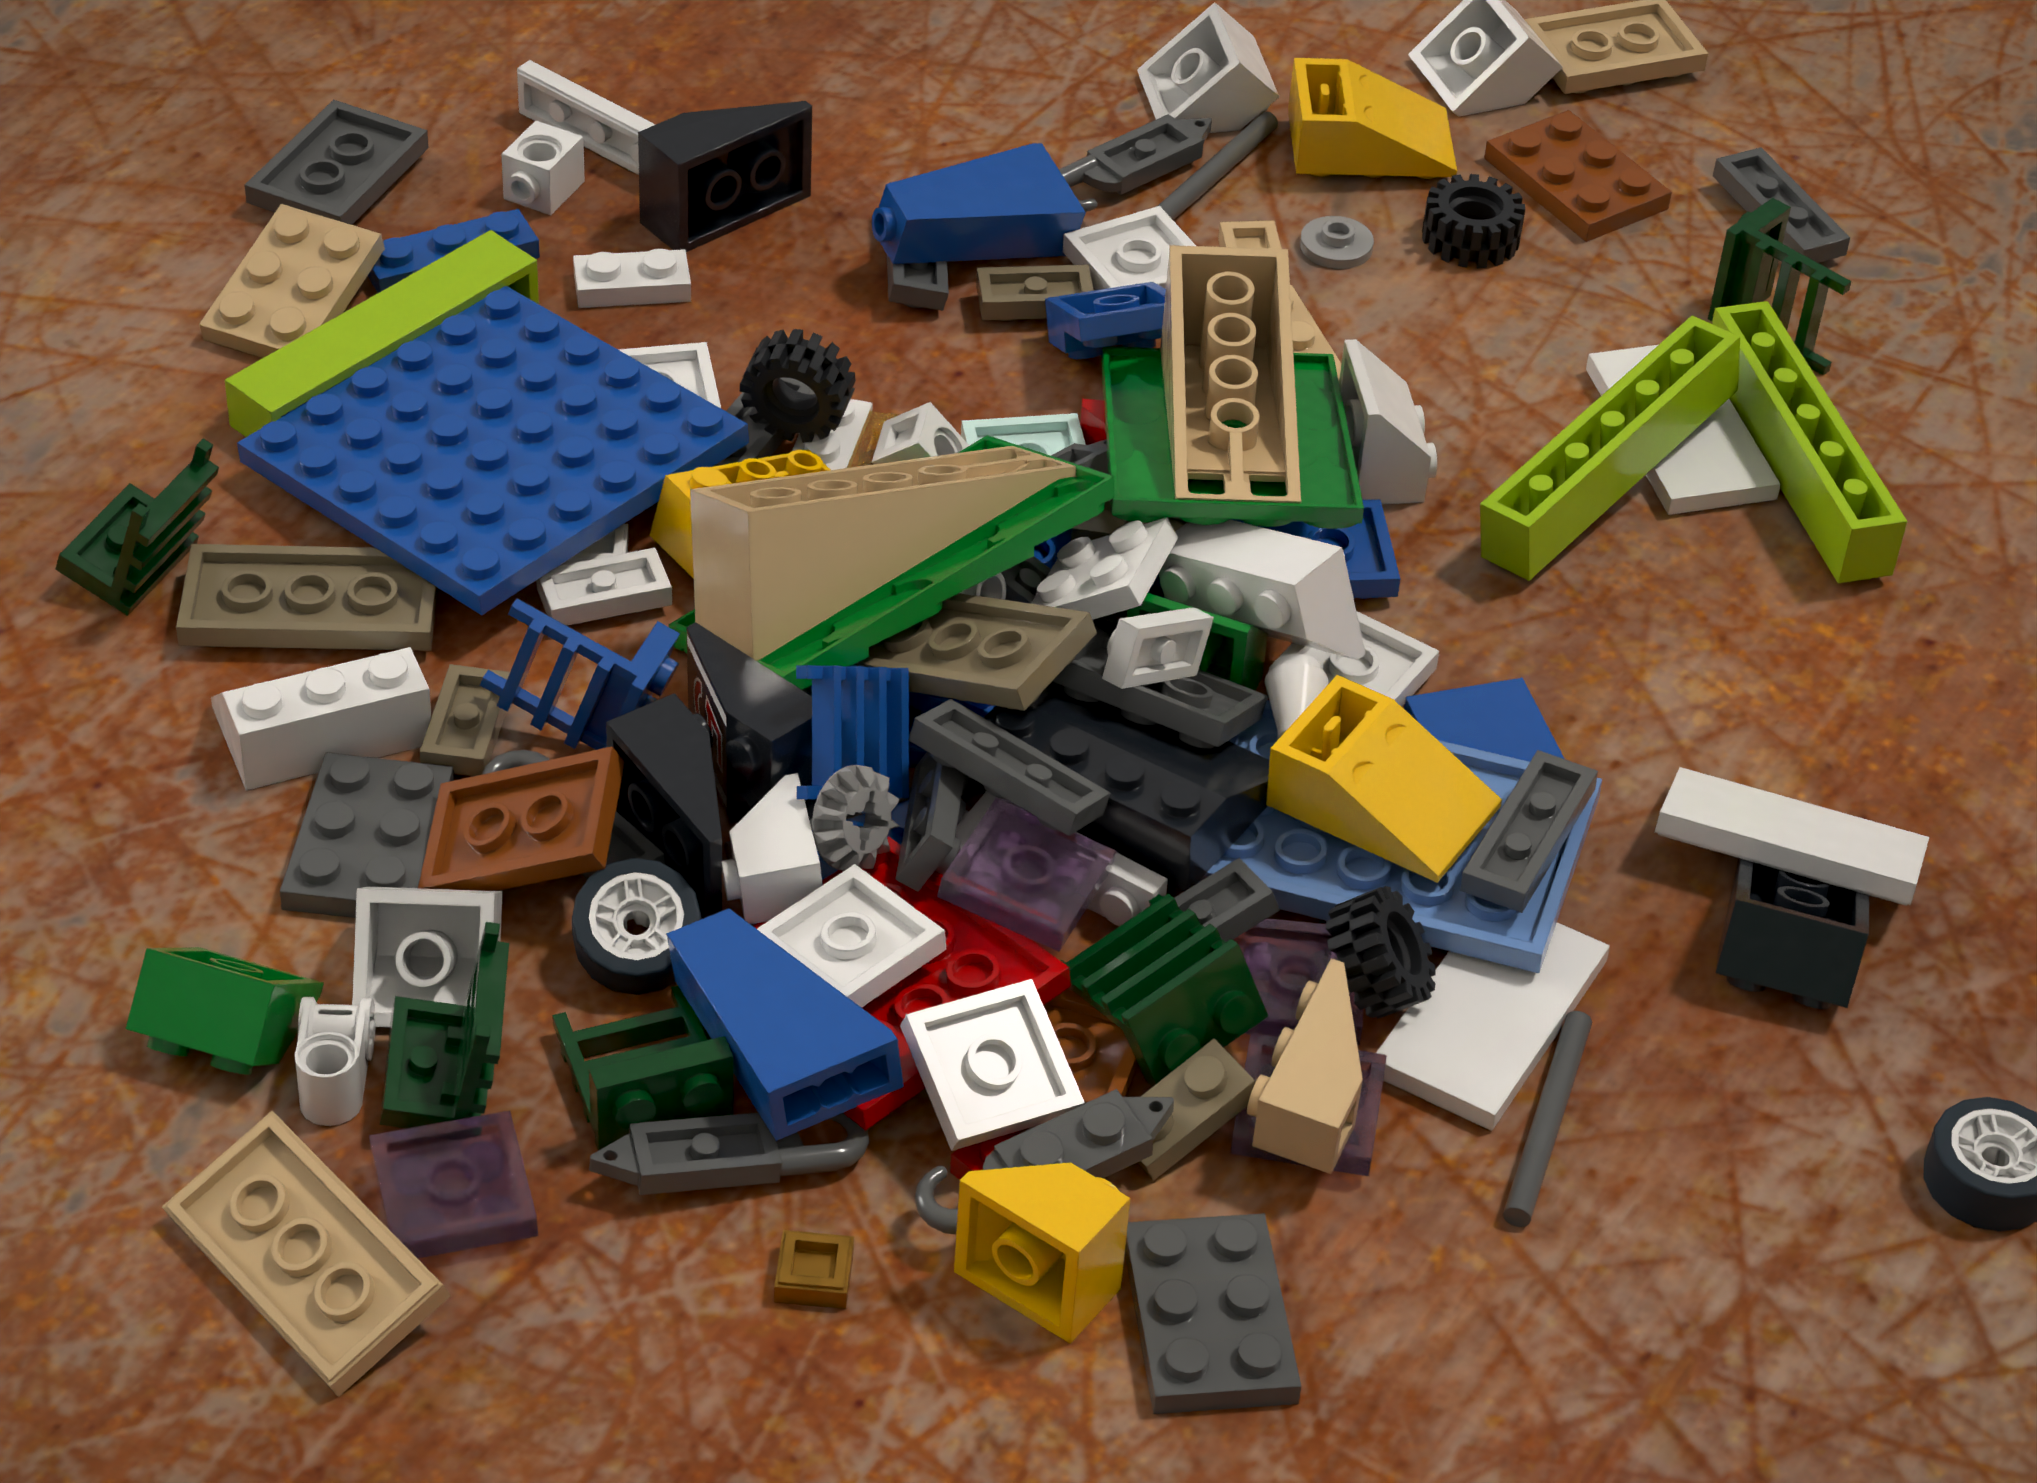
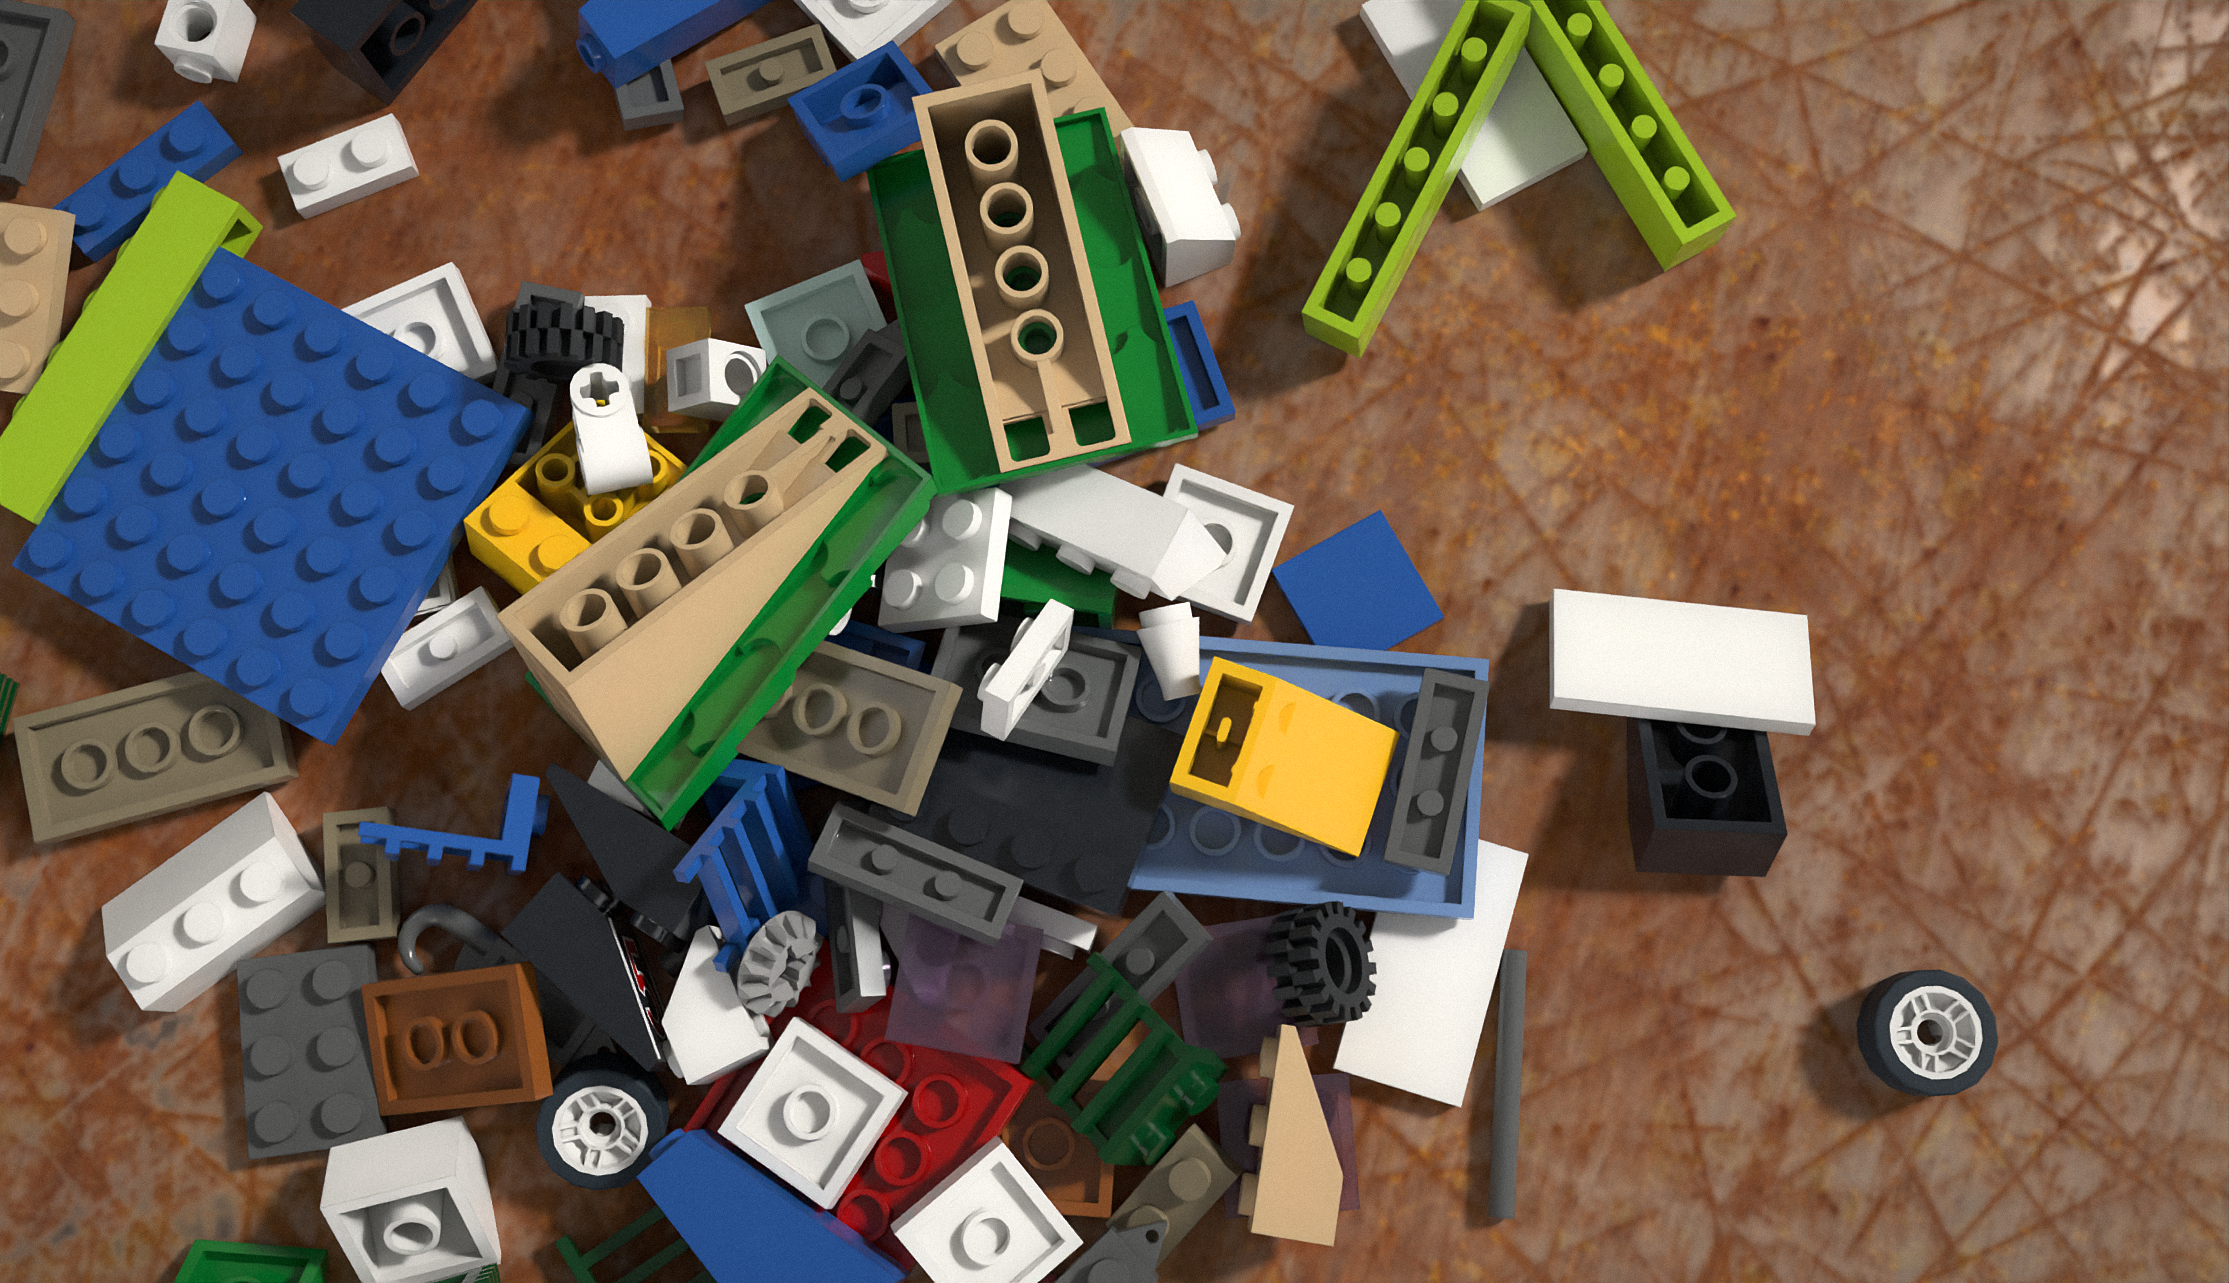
camera: 10 degrees left, 35 degrees up
(819, 436) = (608, 437): none -> white piece

